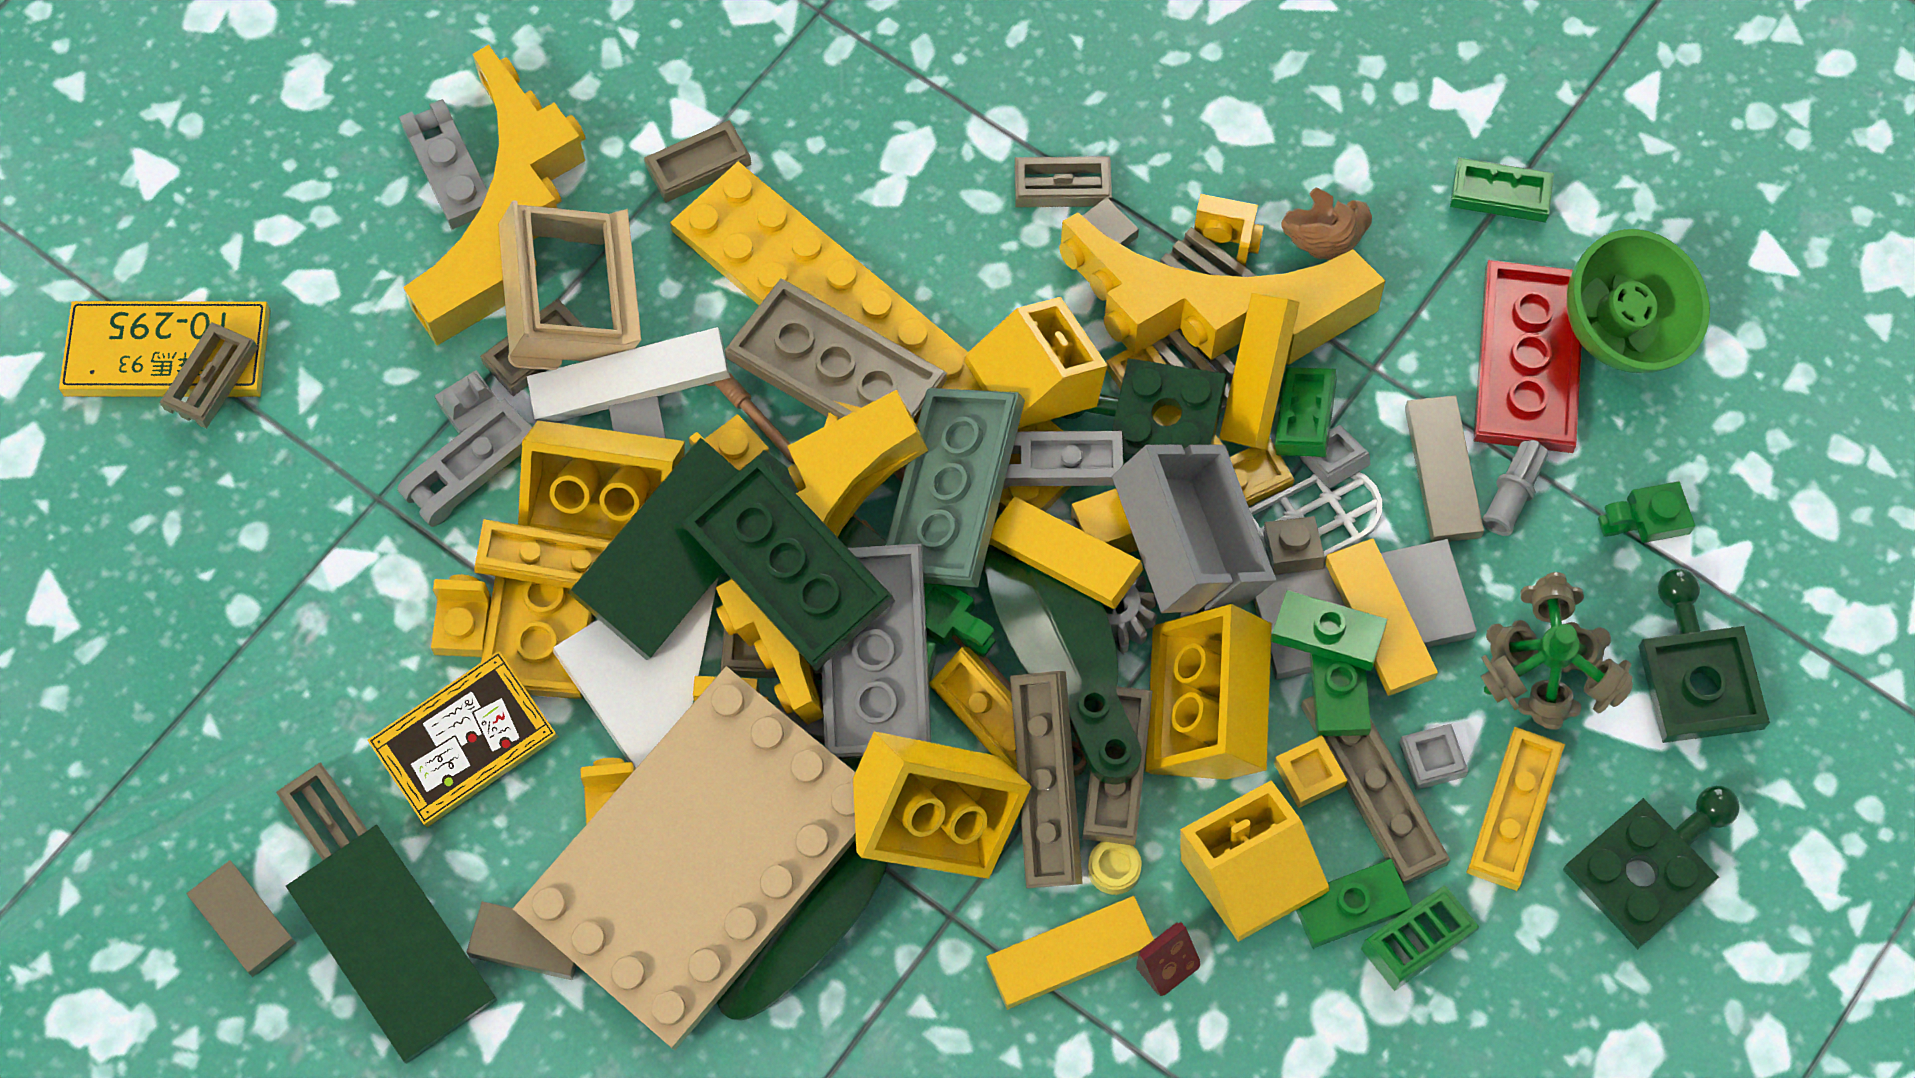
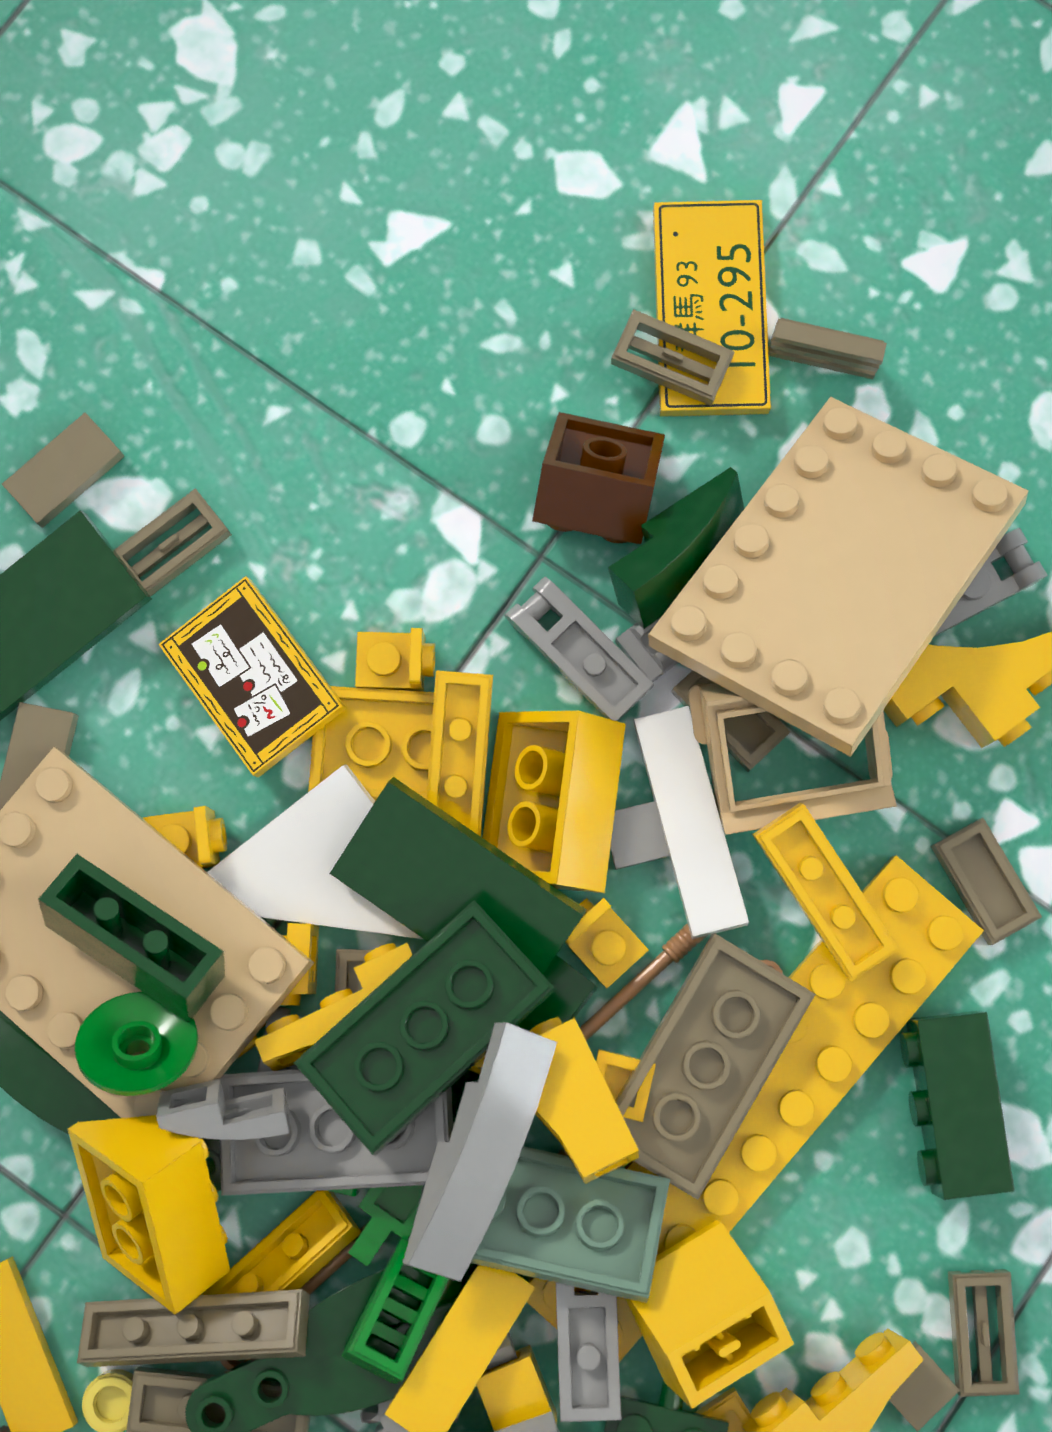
camera: 90 degrees right, 15 degrees up
(218, 252) = (826, 348): none -> dark tan tile
(313, 438) = (598, 478): none -> reddish brown slope
(388, 373) = (675, 548): none -> dark green slope
(422, 238) = (838, 574): none -> tan plate
(694, 265) = (826, 891): none -> yellow tile
(694, 802) = (132, 937): none -> dark green brick
(788, 801) = (131, 1026): none -> green dish
(853, 730) = (204, 1113): none -> light grey slope
(878, 185) = (957, 1105): none -> dark green brick
(906, 515) = (484, 1147): none -> light grey slope
(1060, 612) = (374, 1361): none -> green slope

